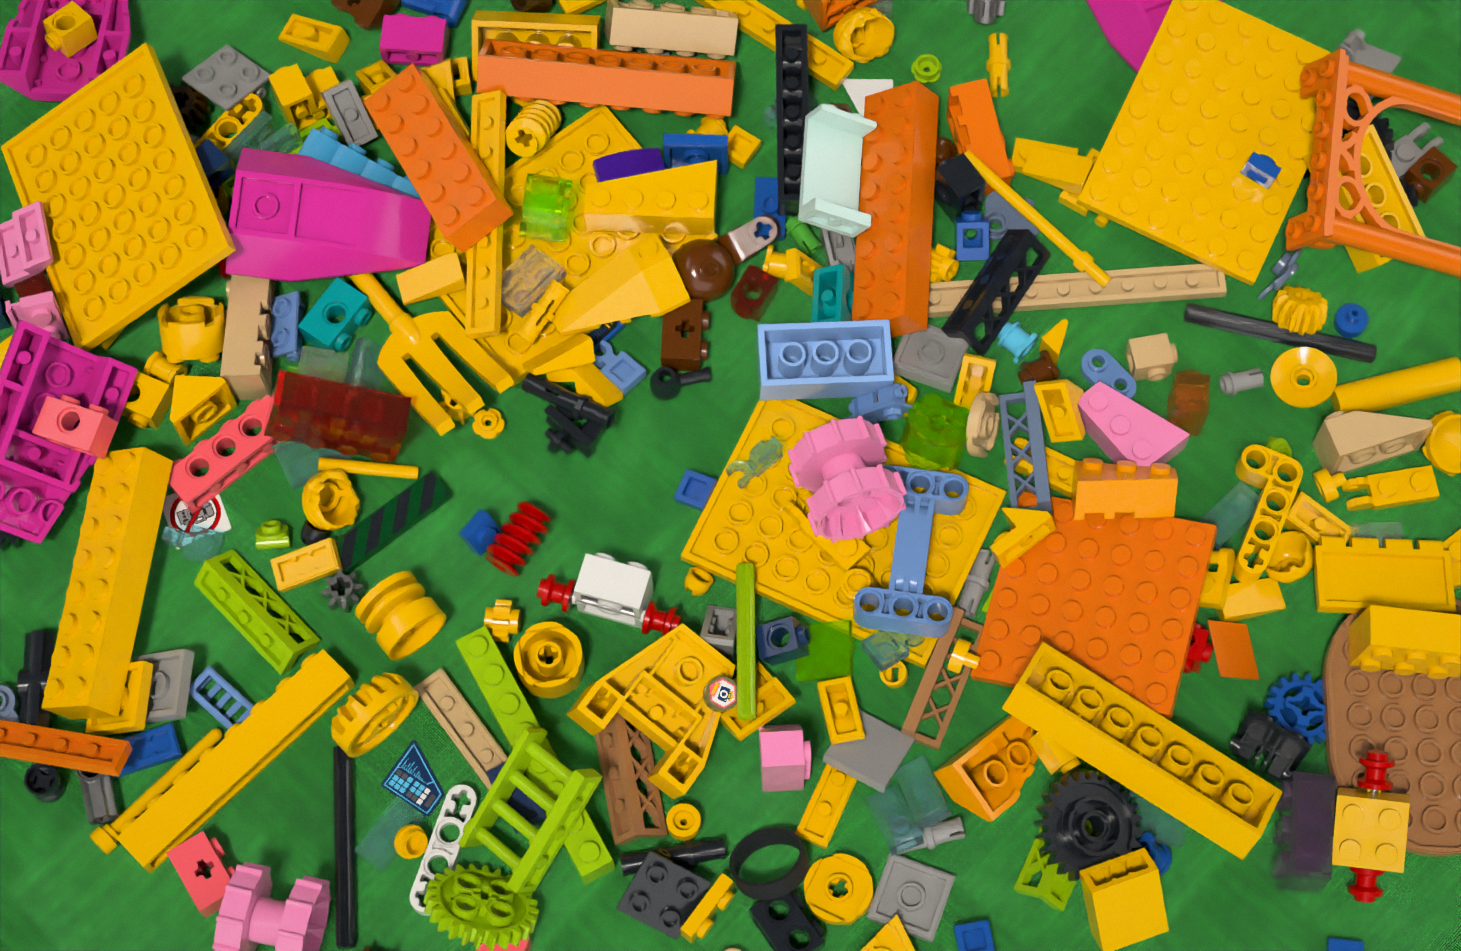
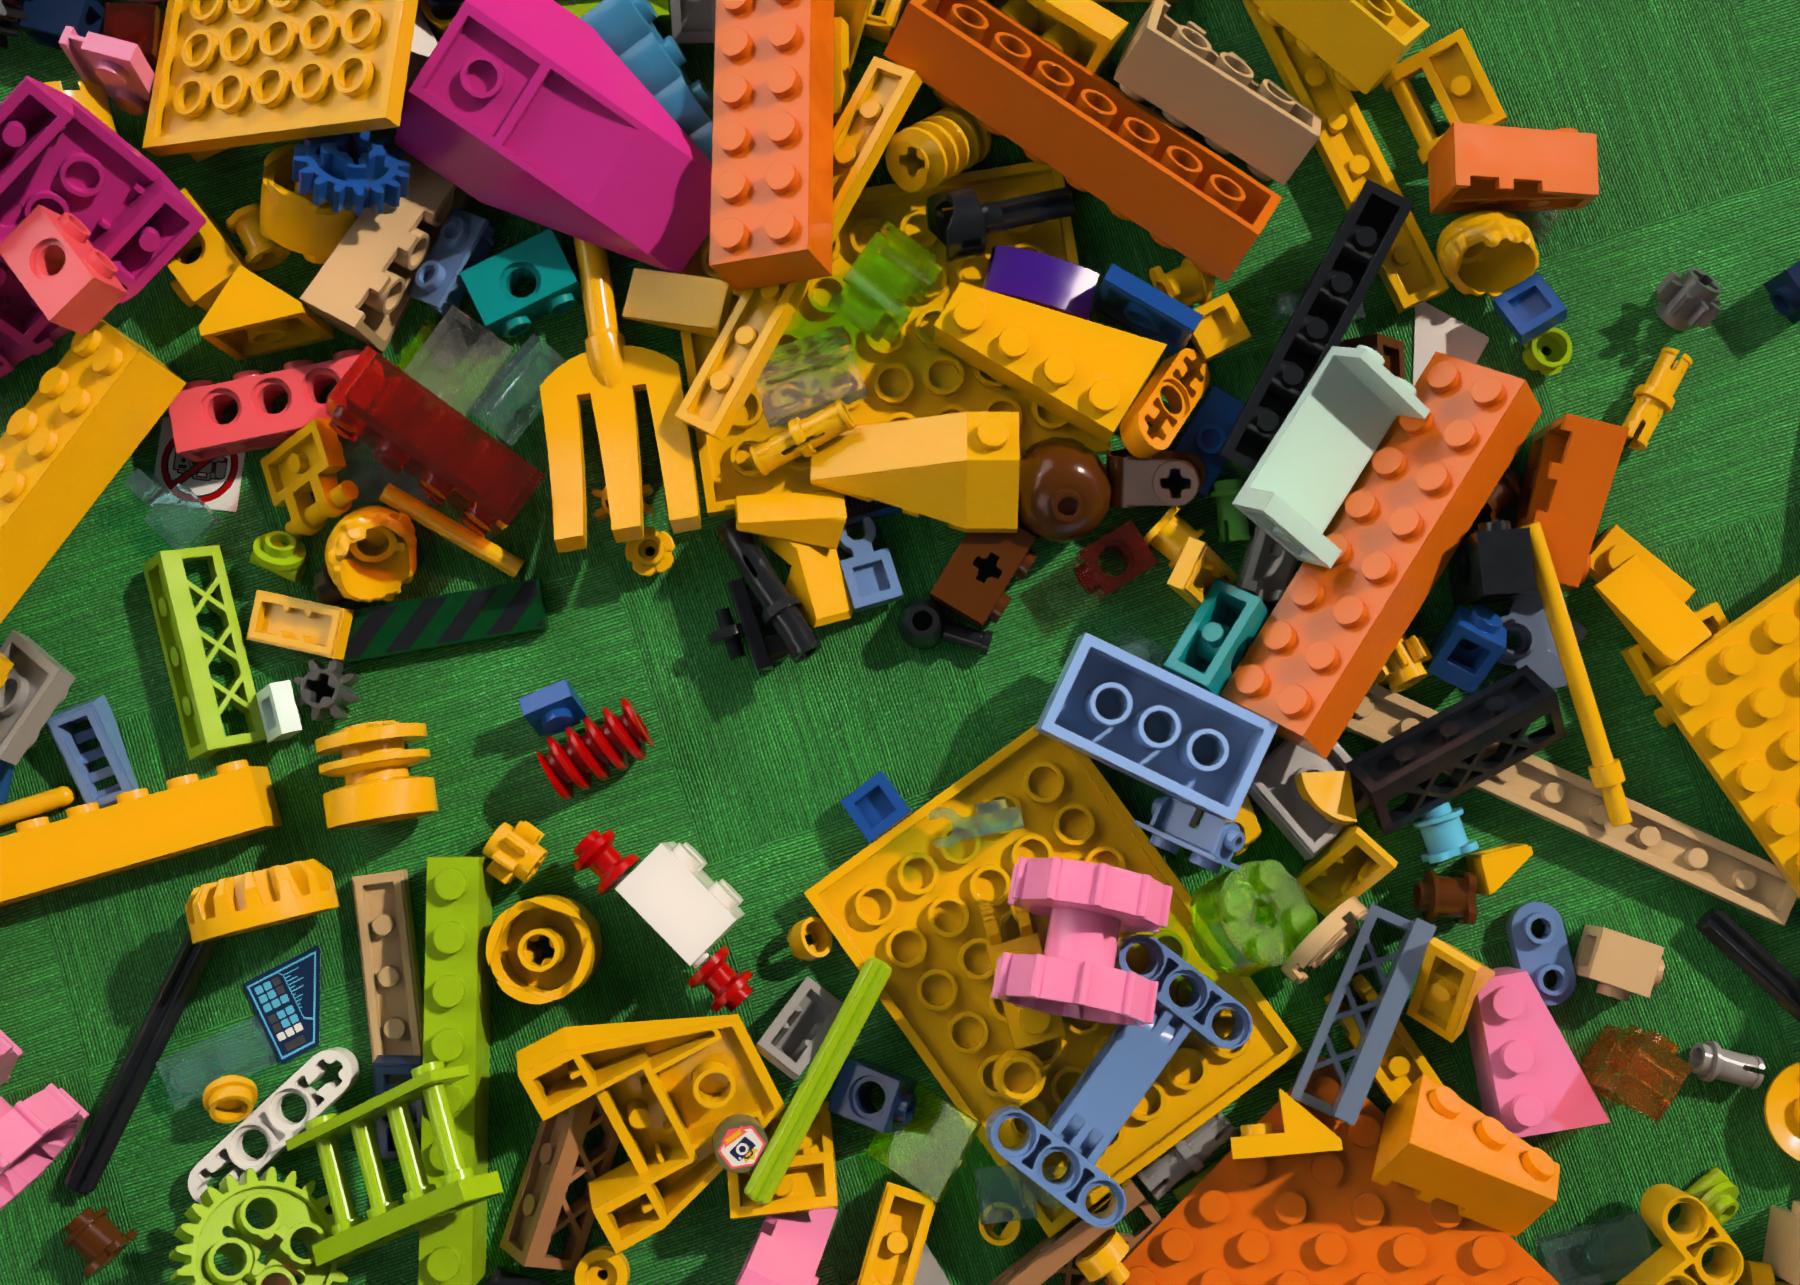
camera: 30 degrees right, 15 degrees up
(213, 295) = (351, 172): none -> blue gear
(261, 475) = (306, 465): none -> yellow plate
(320, 617) = (278, 711): none -> light aqua tile
(573, 155) = (966, 225): none -> black piece
(733, 195) = (1149, 406): none -> light orange beam
(903, 50) = (1530, 308): none -> blue plate
(941, 349) = (1329, 794): none -> yellow tile

